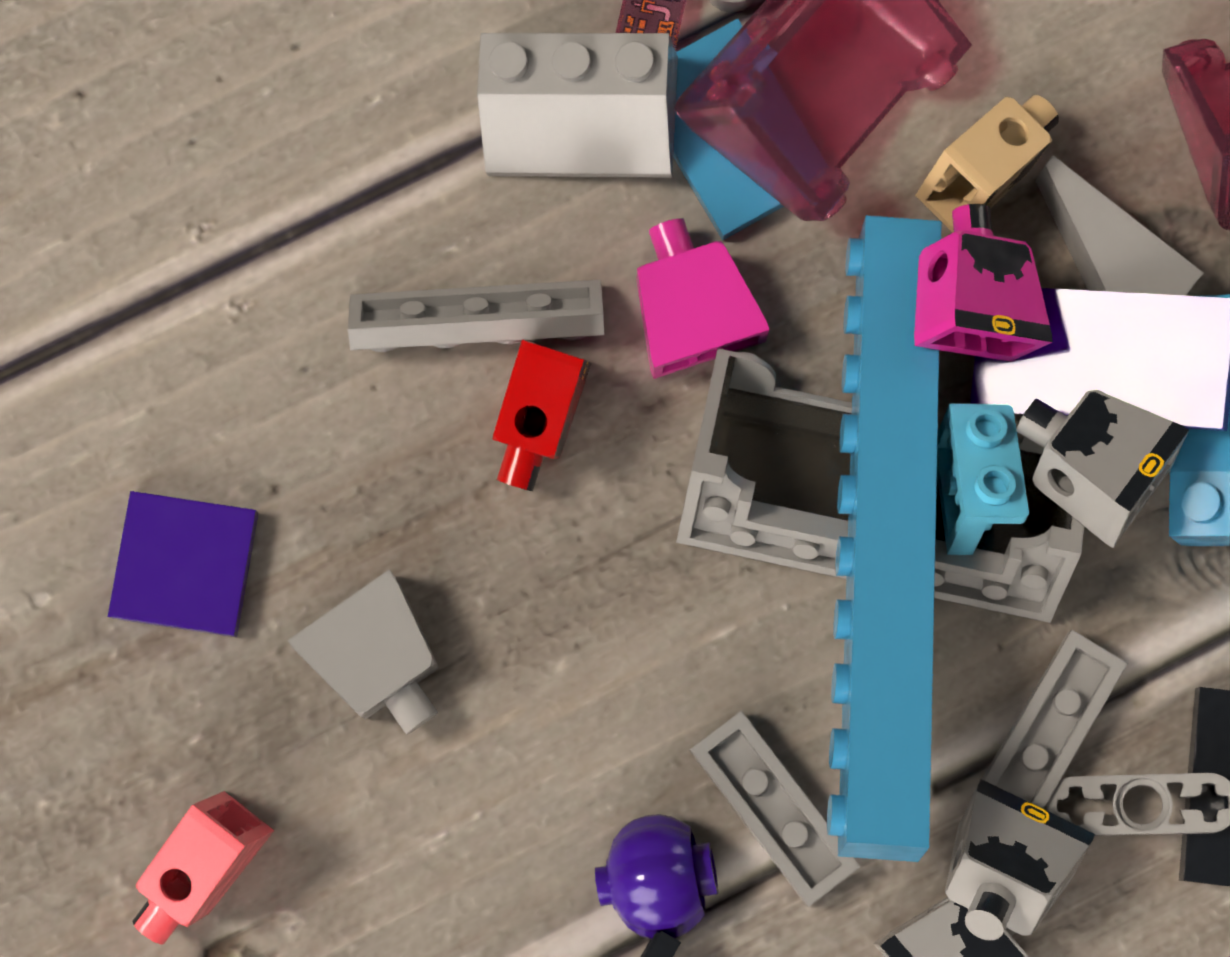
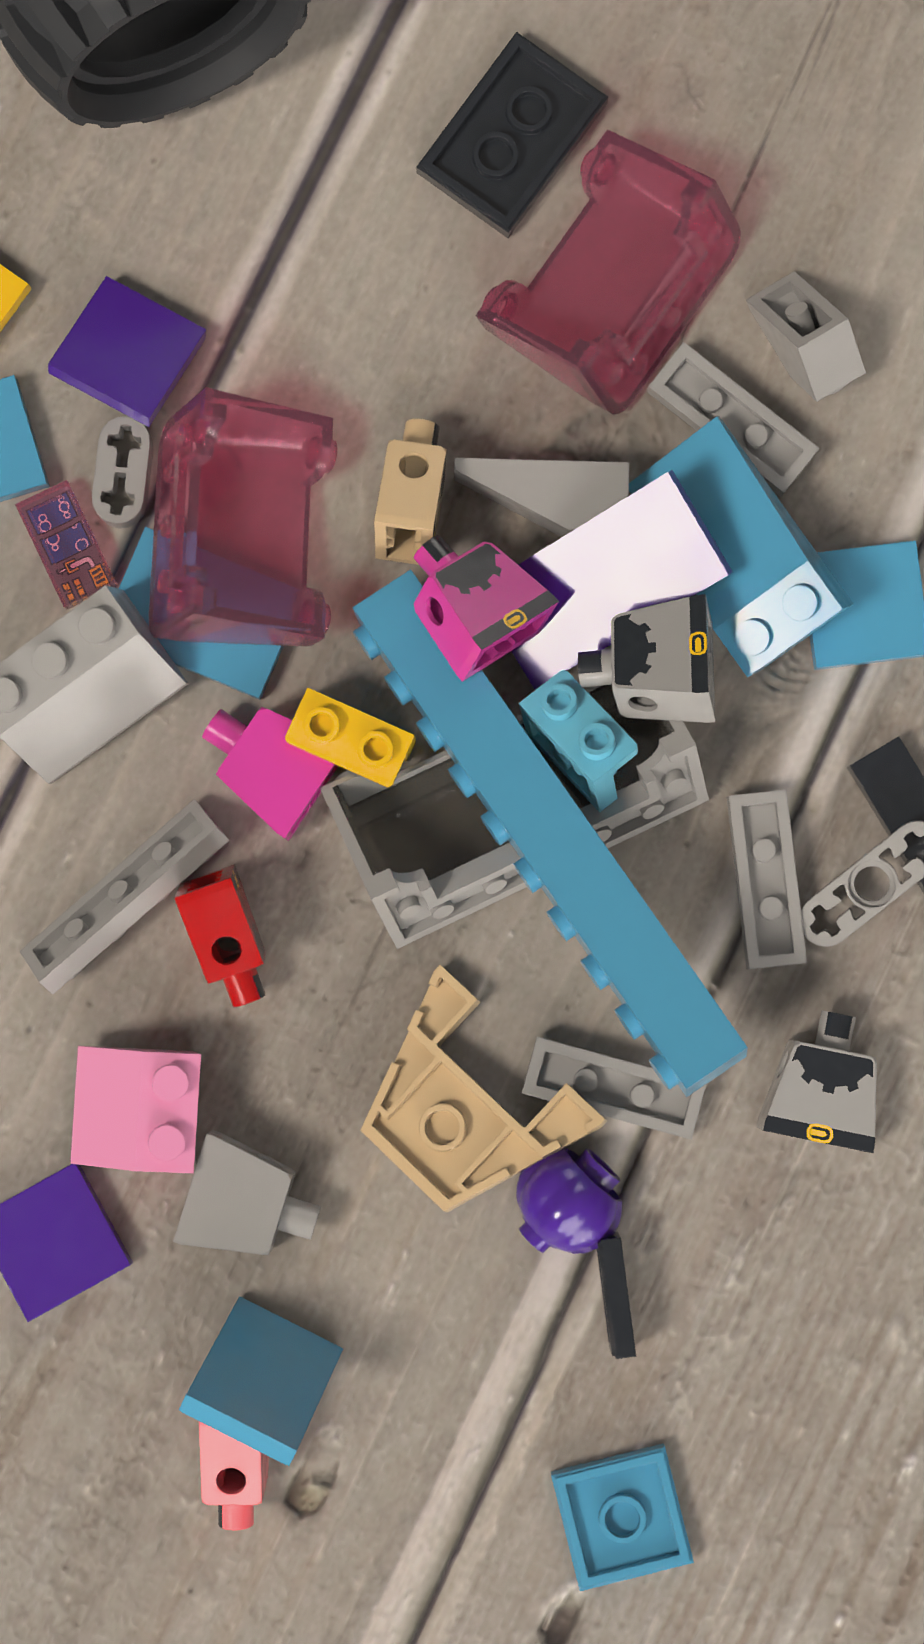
camera: 35 degrees left, 5 degrees up
(270, 818) = (262, 1381): none -> dark azure tile
(345, 502) = (135, 1109): none -> bright pink slope
(602, 727) = (448, 1126): none -> tan wing
(778, 325) = (349, 738): none -> yellow bracket
(1011, 862) = (811, 1000): light grey torso -> none

